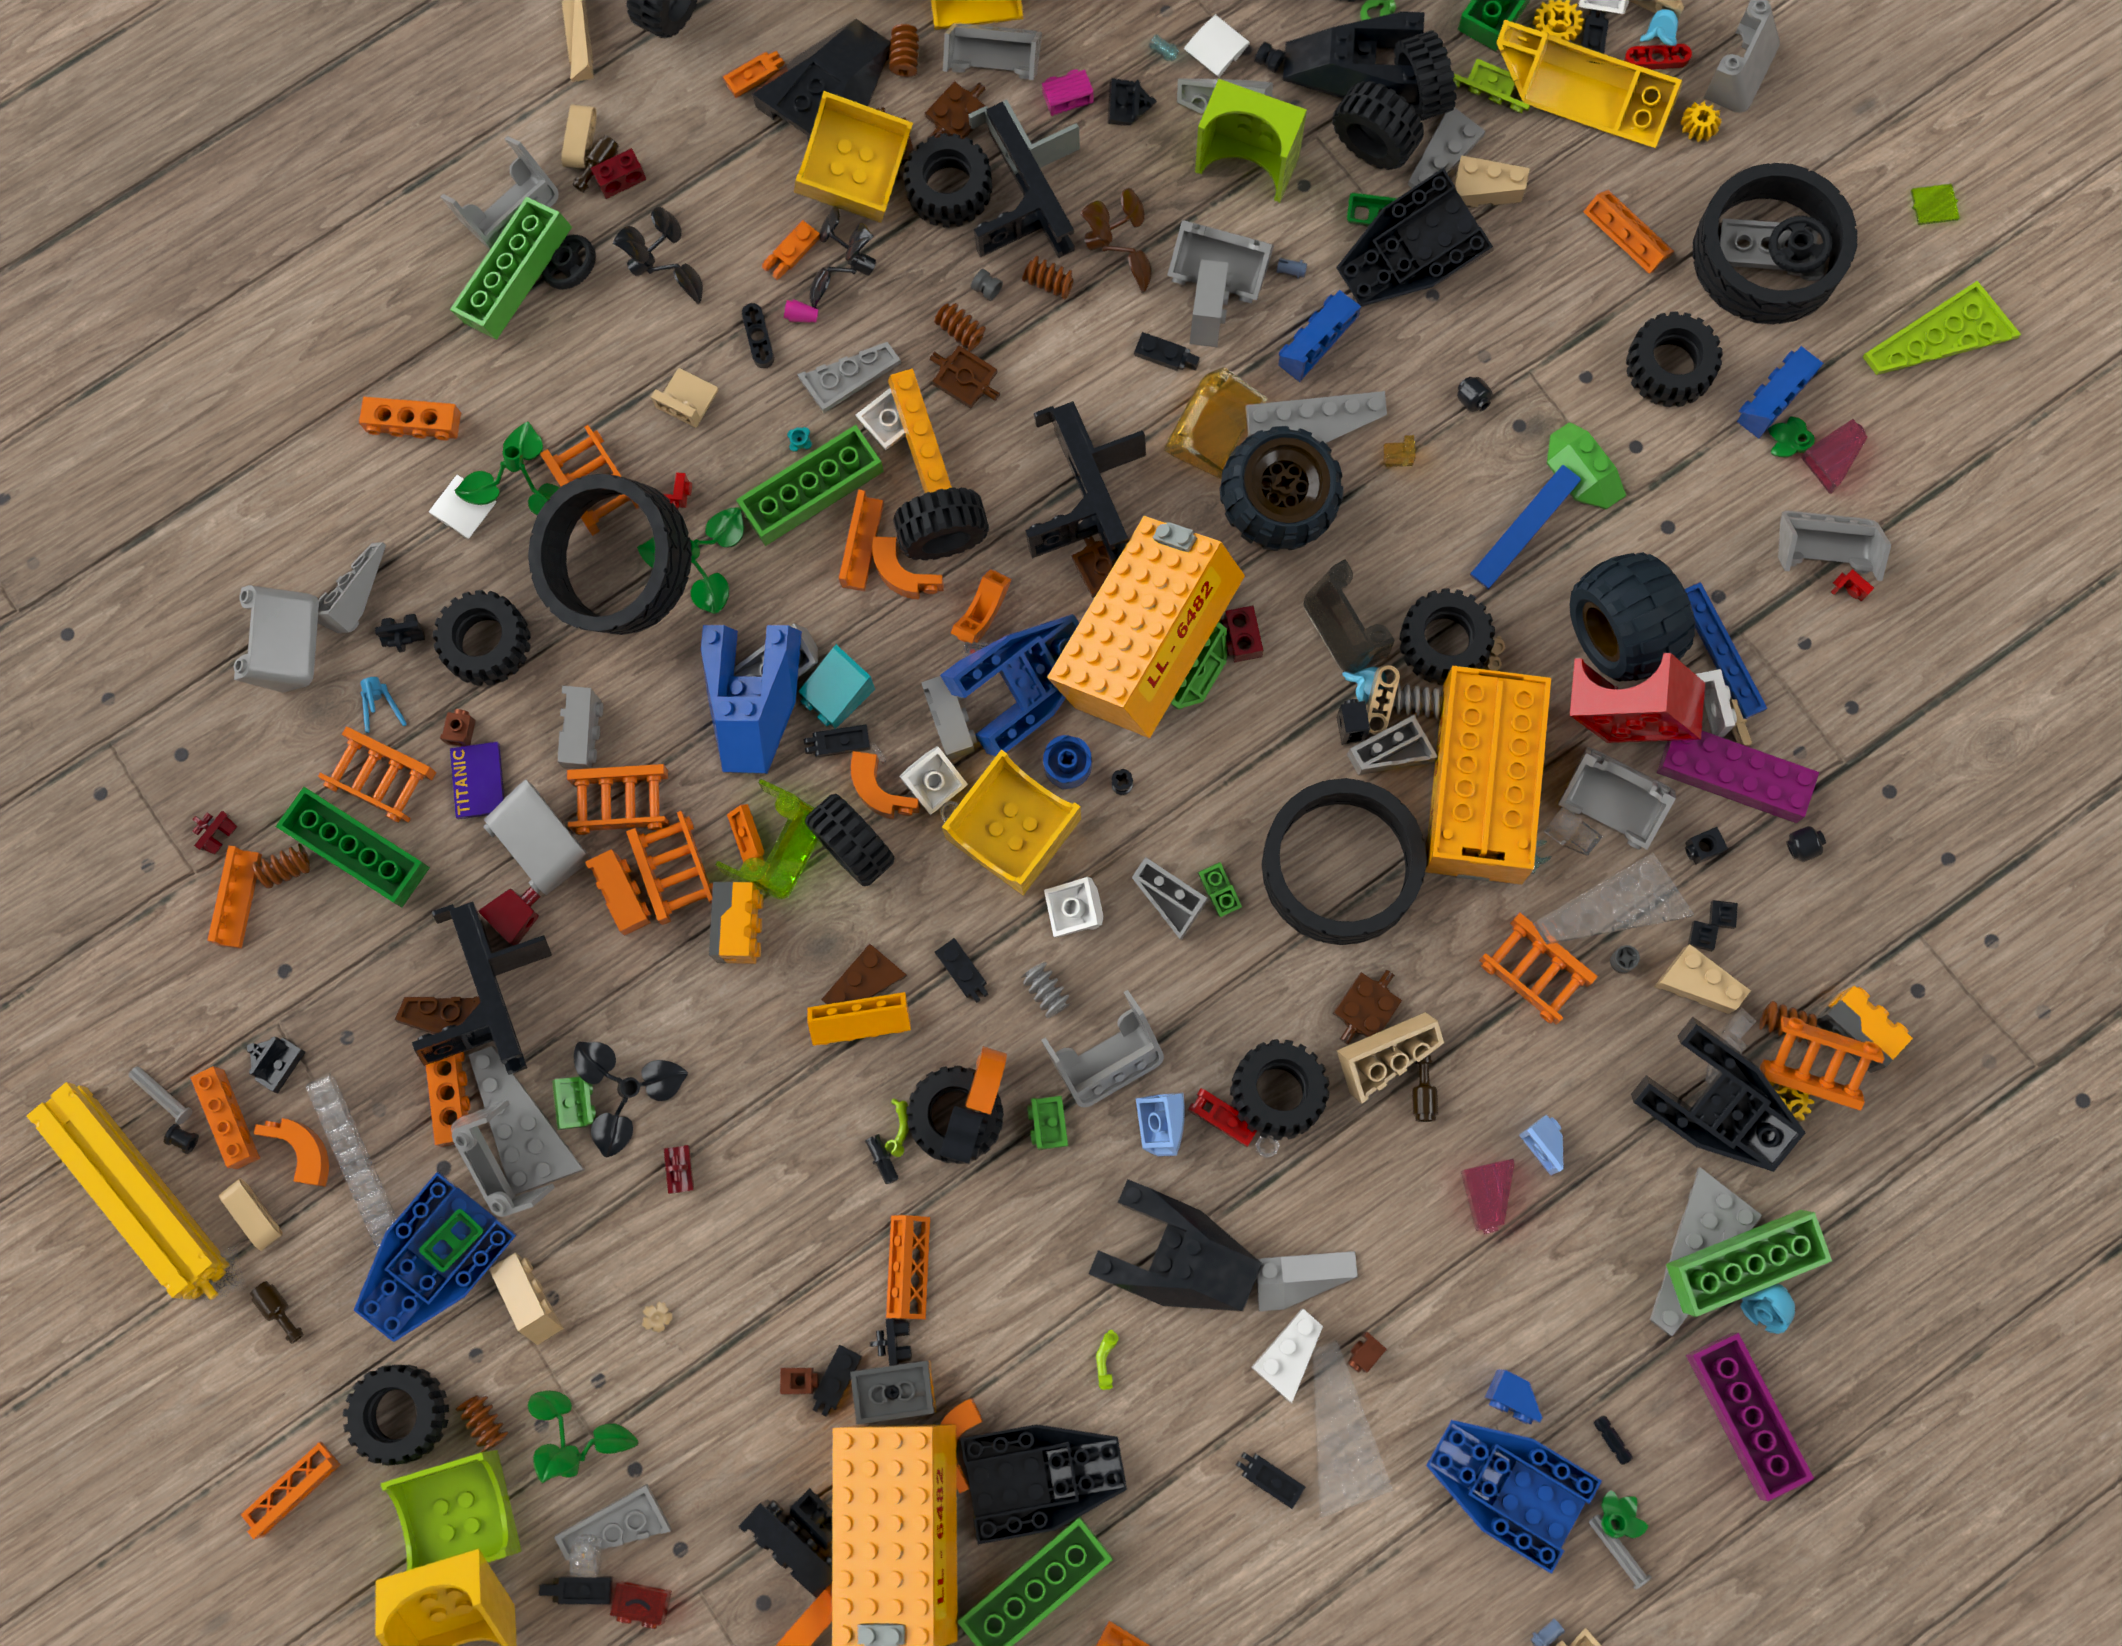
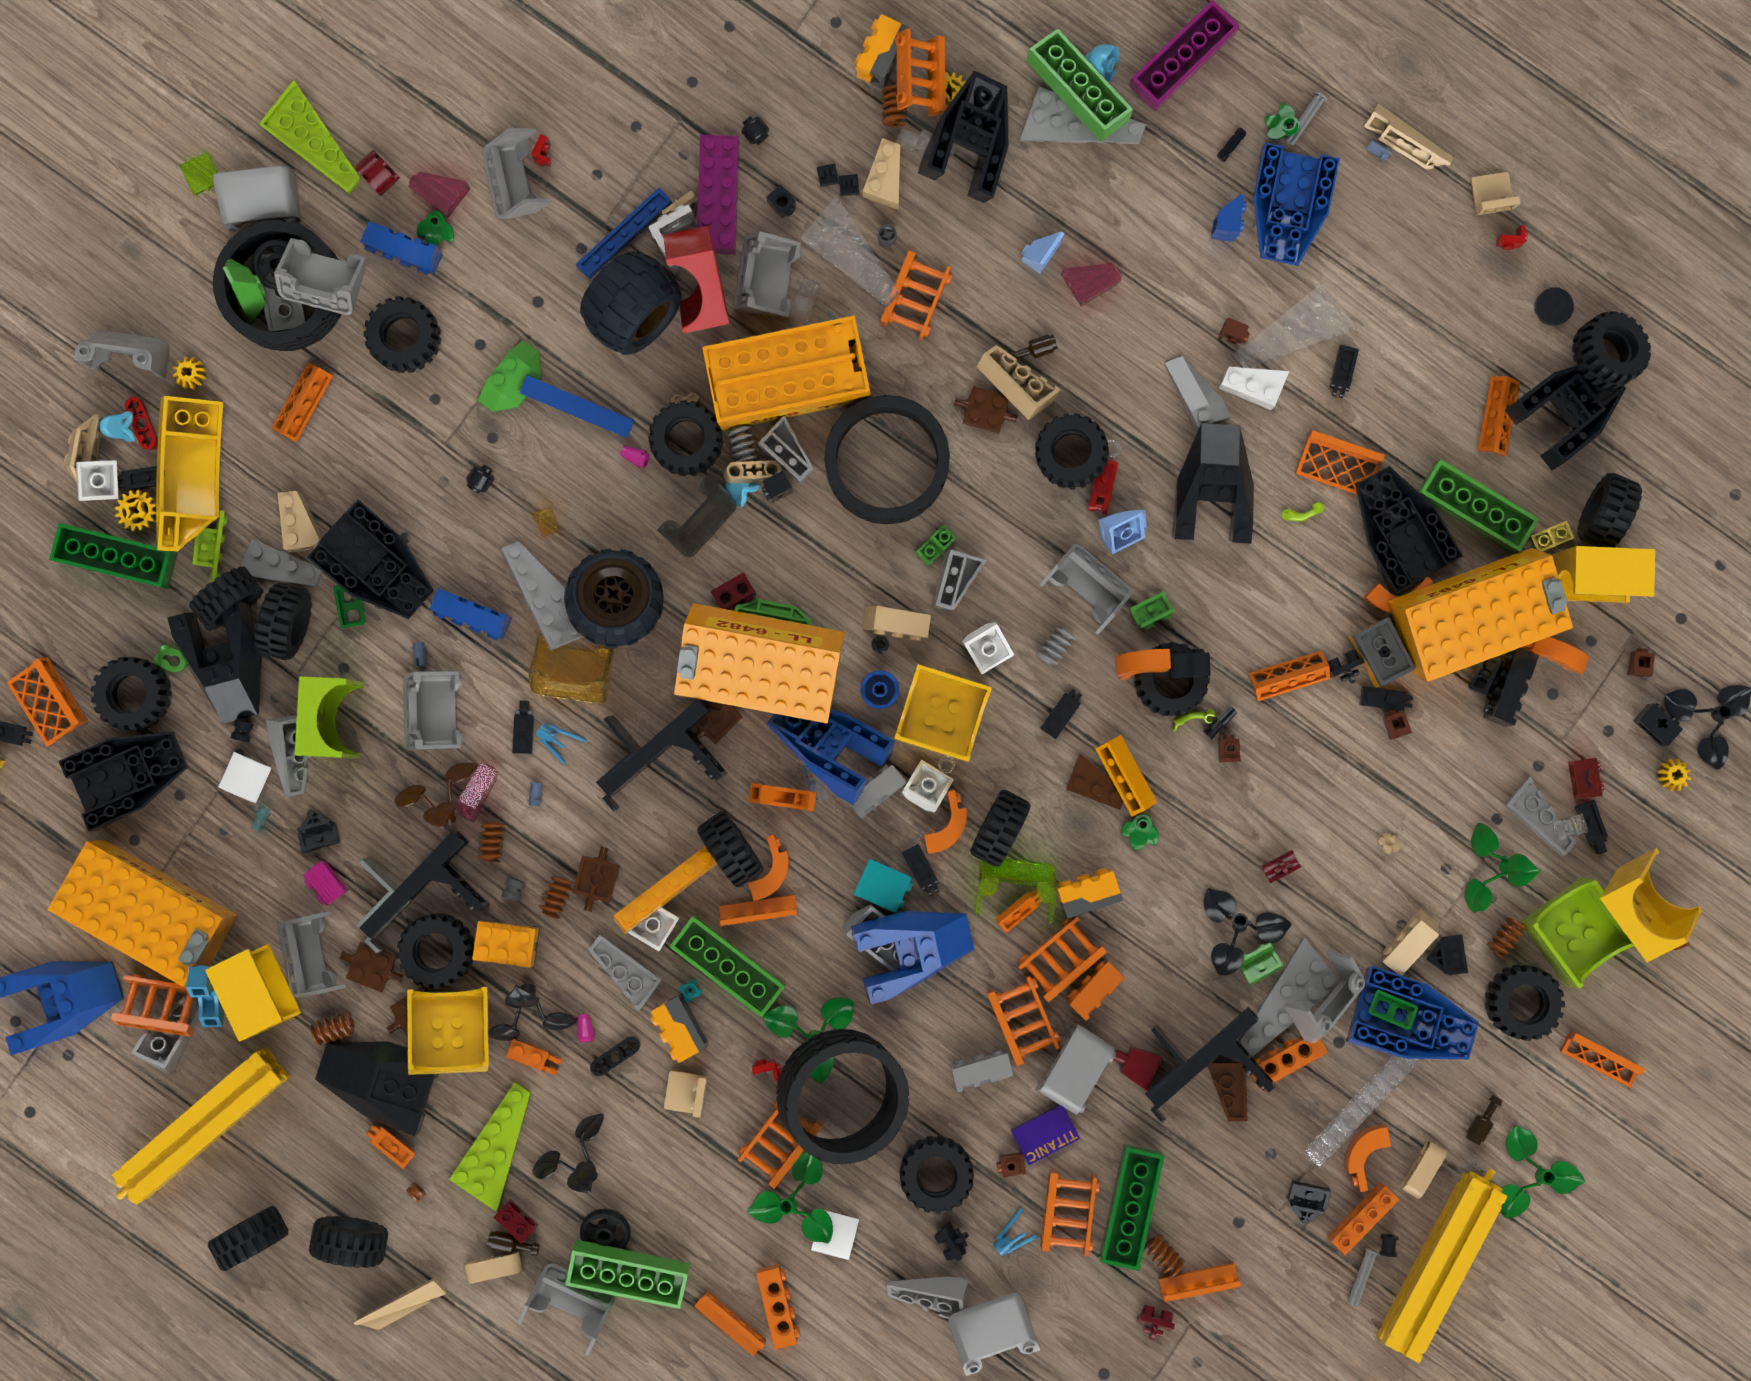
camera: 115 degrees left, 10 degrees up
(166, 1384) = (1562, 1176): none -> green plant
(414, 364) = (730, 1323): none -> orange fence
(491, 1344) = (1449, 955): none -> black slope
(693, 83) = (415, 1191): none -> dark orange bush
(701, 172) = (490, 1157): none -> lime wing
(760, 409) = (679, 1028): none -> piece
(783, 1012) = (1140, 834): none -> green plate
(834, 1158) = (1224, 754): none -> copper brick
(928, 256) = (506, 943): none -> light orange piece
(1086, 342) = (535, 794): none -> sand blue pin
(1111, 279) = (476, 792): none -> clear pink slope
(1140, 809) = (896, 622): none -> tan wedge
(1149, 376) = (547, 734): none -> dark azure plant
(1174, 1437) = (1339, 446): none -> orange fence
(1209, 303) = (471, 707): light grey wedge -> none
(1444, 576) = (636, 456): none -> dark pink cone
(1770, 276) = (319, 279): none -> light grey windscreen
(1783, 197) = (246, 288): none -> bright green wedge
(1879, 389) = (377, 172): none -> dark red brick
(1889, 253) = (257, 195): none -> light grey windscreen

